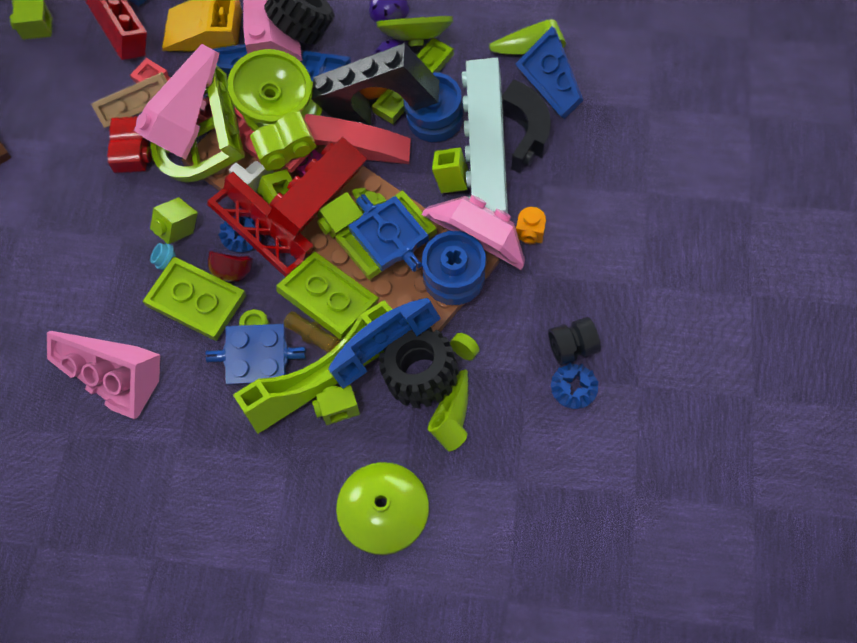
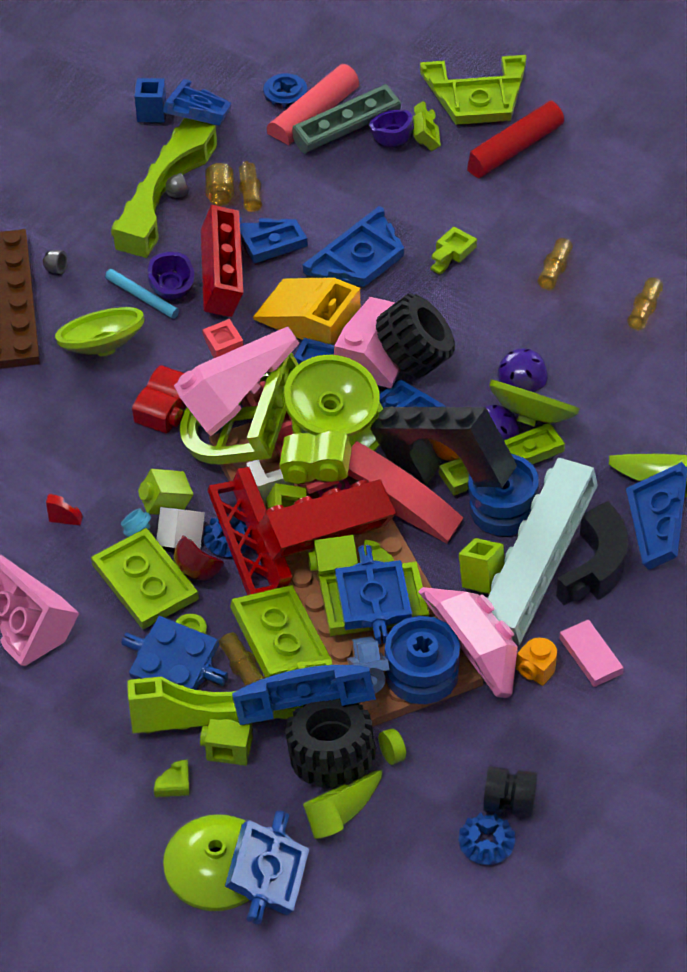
camera: 25 degrees right, 15 degrees down
(47, 110) = (100, 331): none -> lime dish
(63, 66) = (142, 294): none -> medium azure bar
(81, 49) = (170, 284): none -> dark purple helmet
(97, 274) = (62, 512): none -> red tile
(128, 100) = (186, 354): tan plate -> none
(198, 242) = (178, 522): none -> white panel
(311, 456) = (173, 781): none -> lime tile
(413, 286) = (367, 654): none -> medium blue hips
(429, 497) = (267, 867): none -> plate
(563, 201) = (591, 653): none -> bright pink tile

